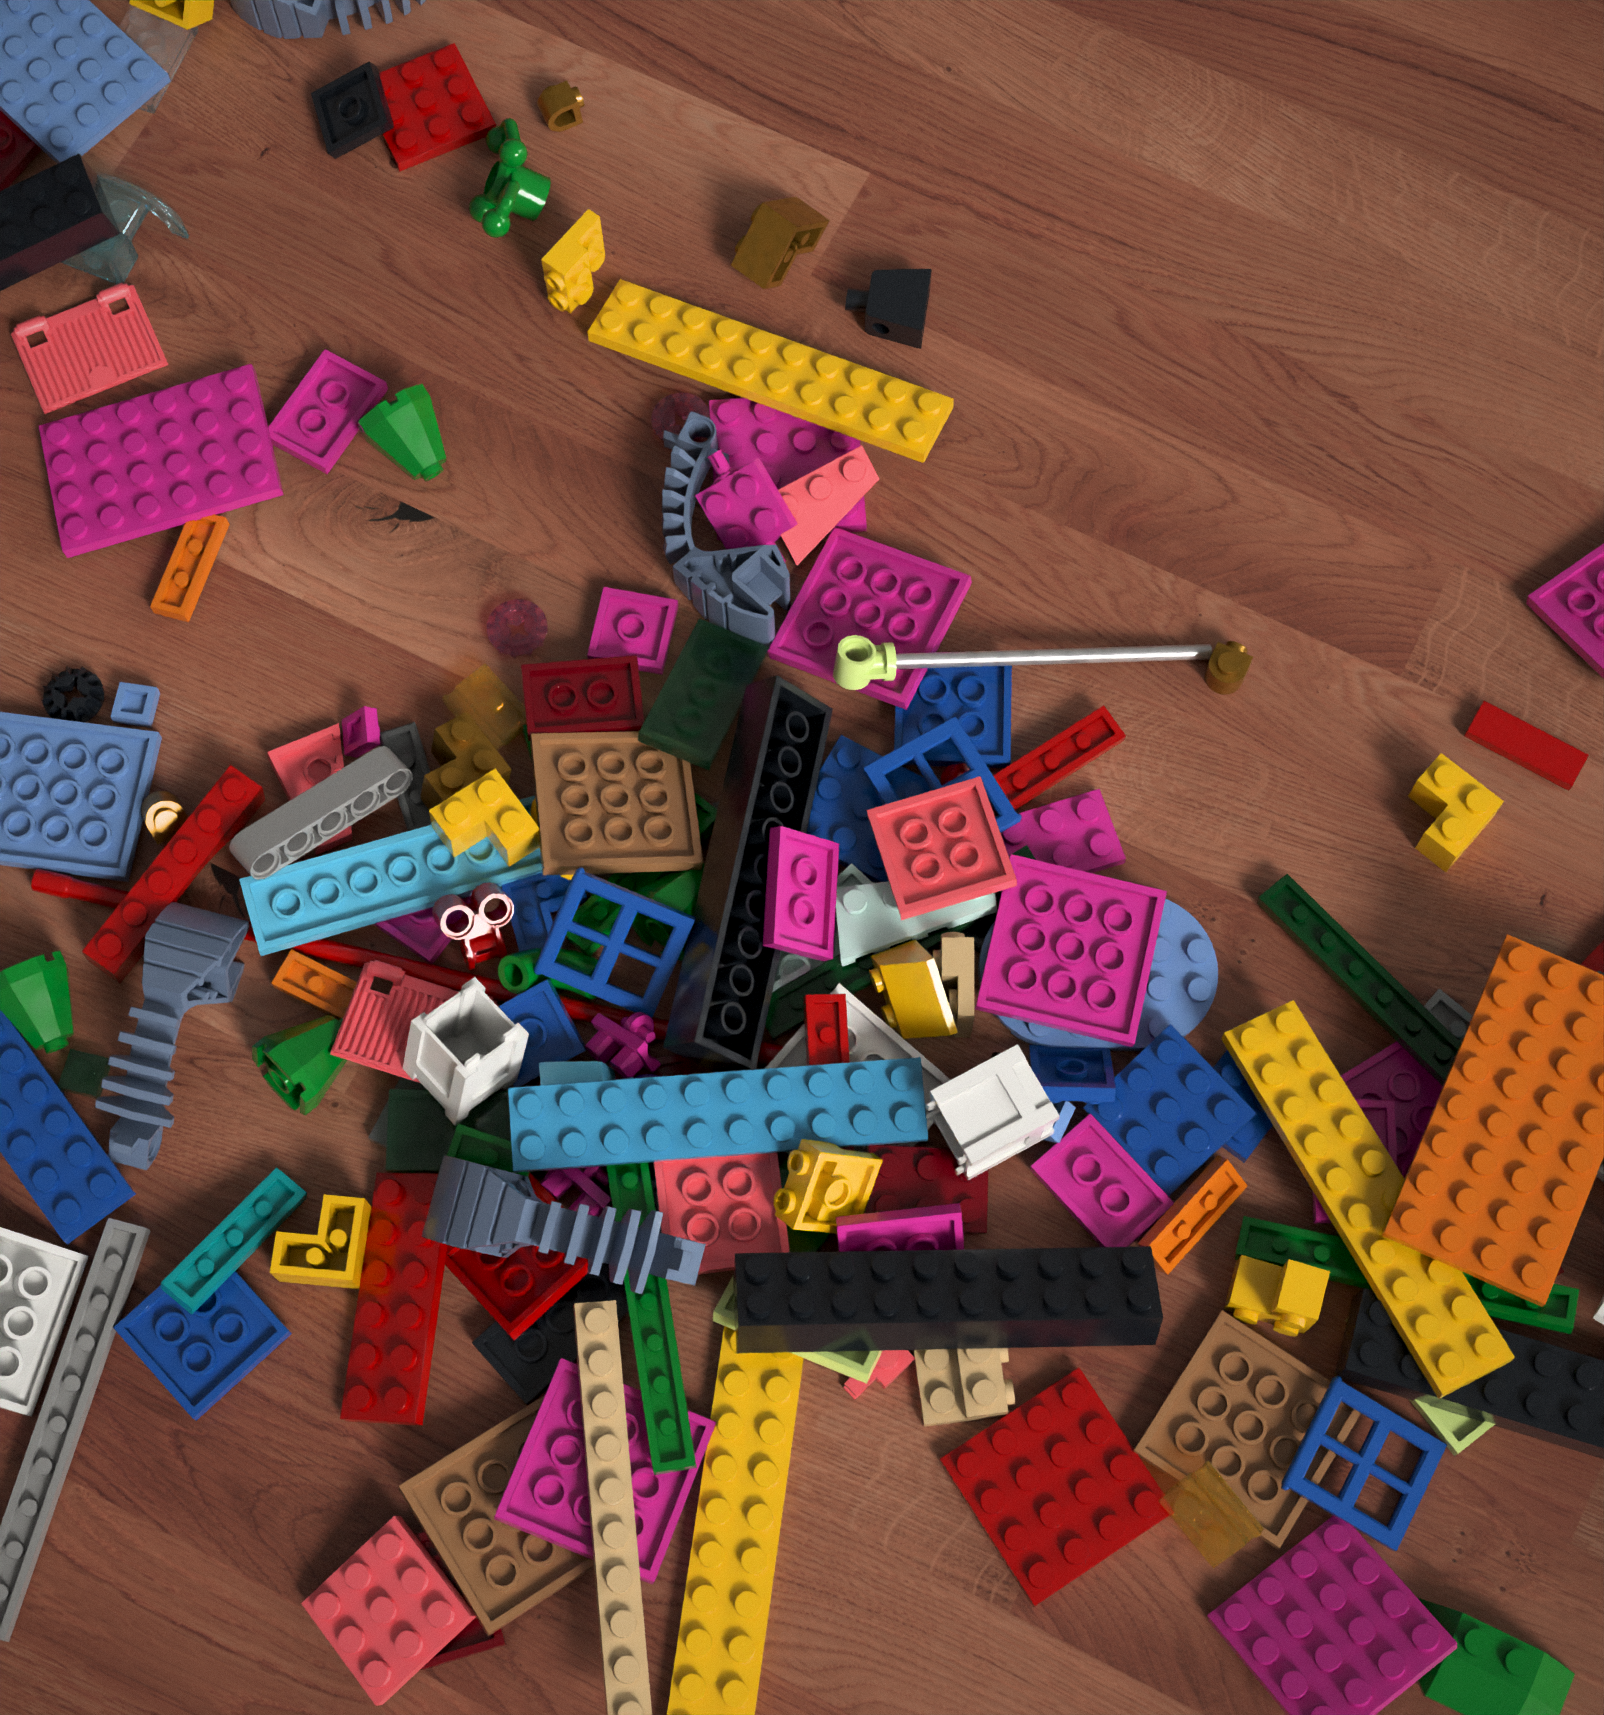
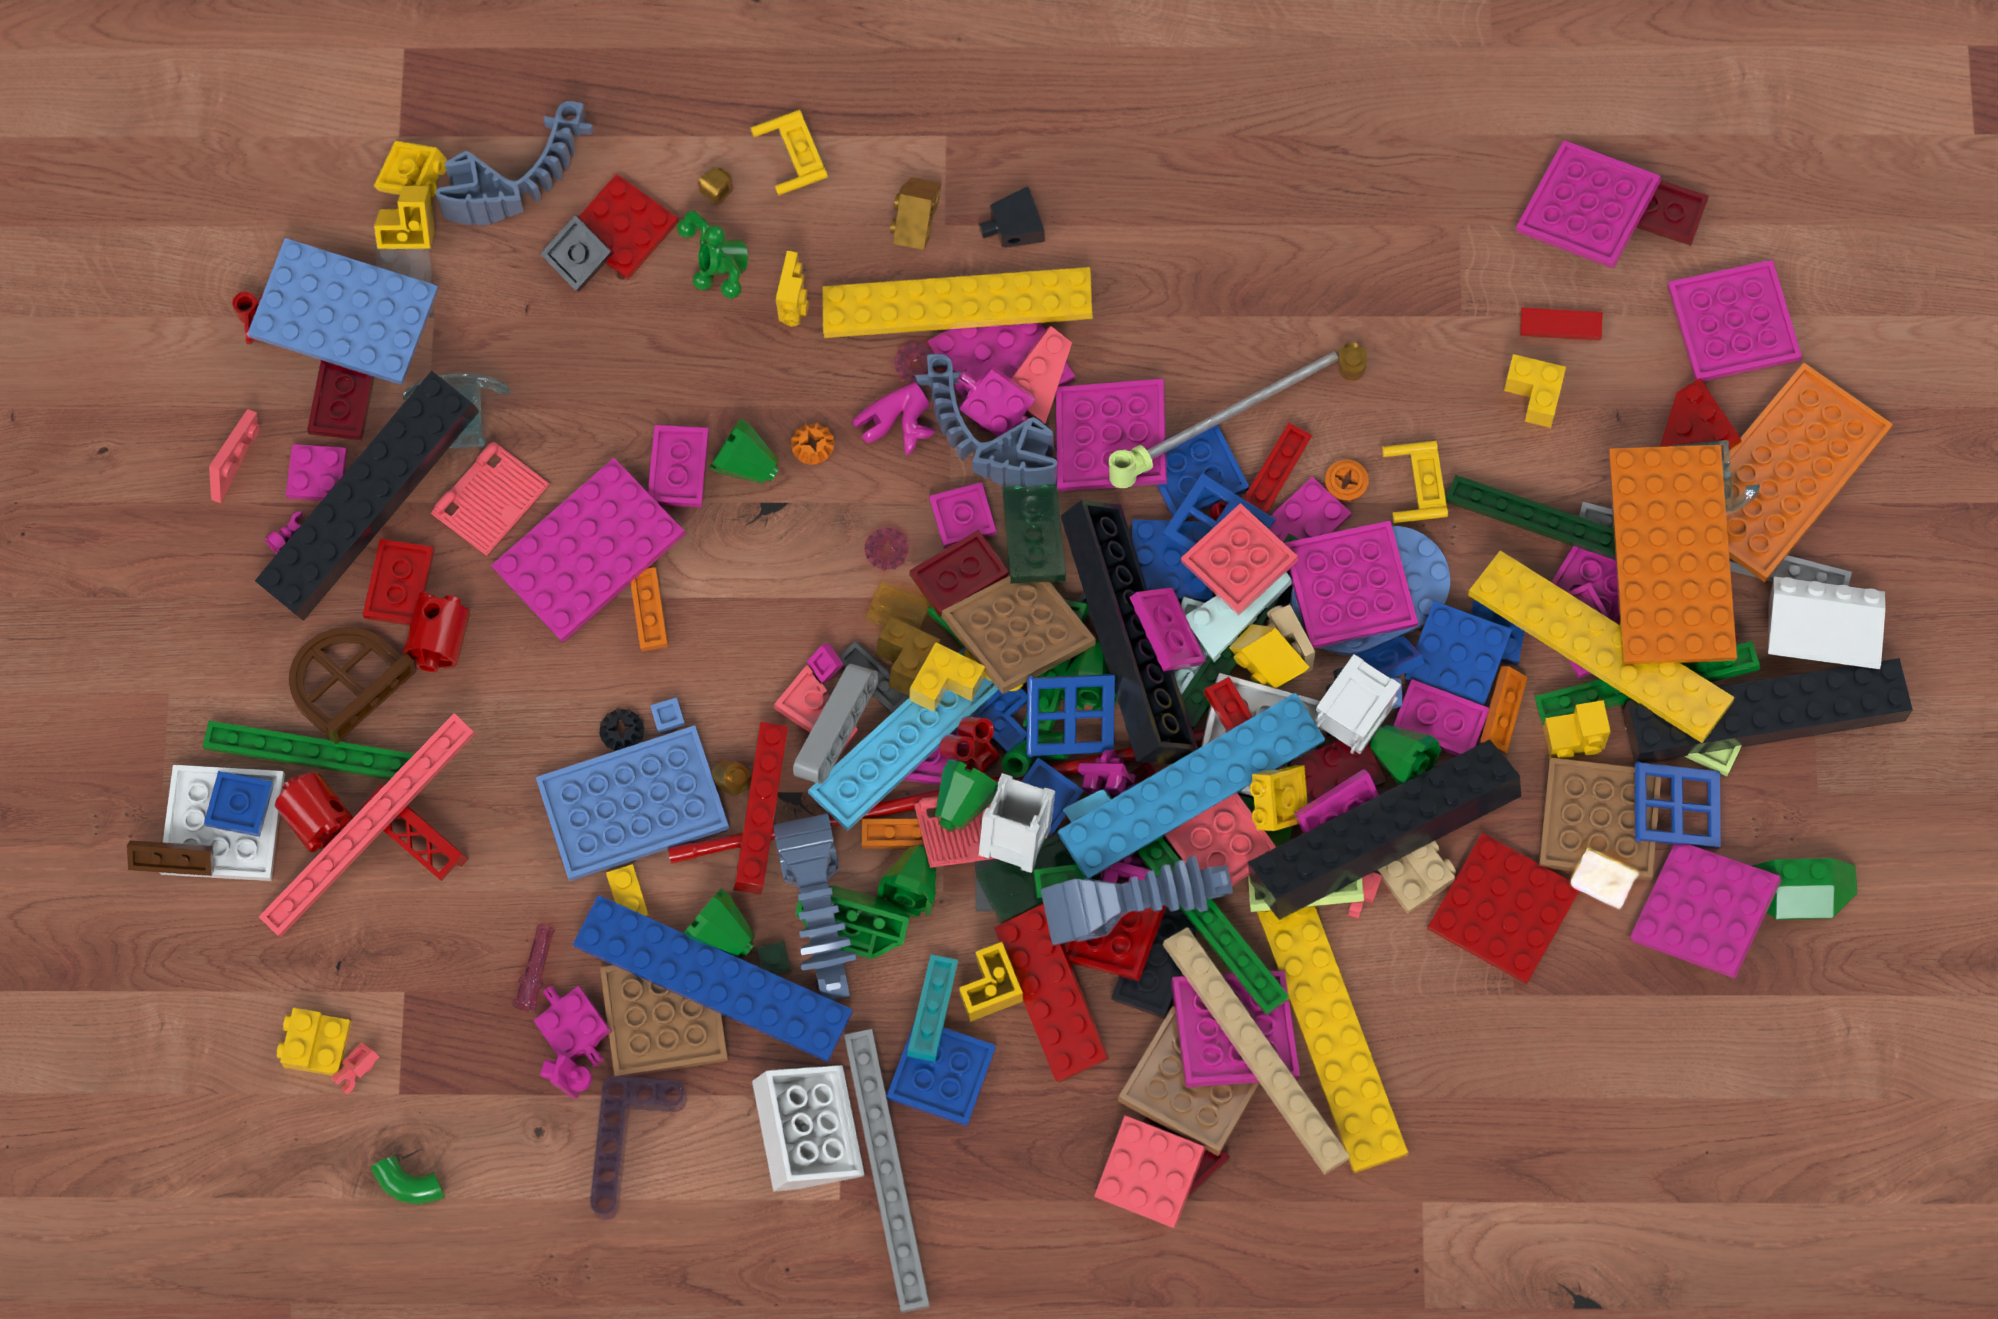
camera: 25 degrees left, 0 degrees up
(215, 1080) = (869, 922): none -> green wedge
(417, 980) = (962, 795): none -> green cone
(512, 470) = (806, 453): none -> orange gear
(641, 458) = (886, 410): none -> dark pink piece
(685, 107) = (799, 147): none -> yellow plate
(1029, 1207) = (1404, 752): none -> green cone
(1141, 798) = (1340, 470): none -> orange gear
(1245, 864) = (1426, 478): none -> yellow plate

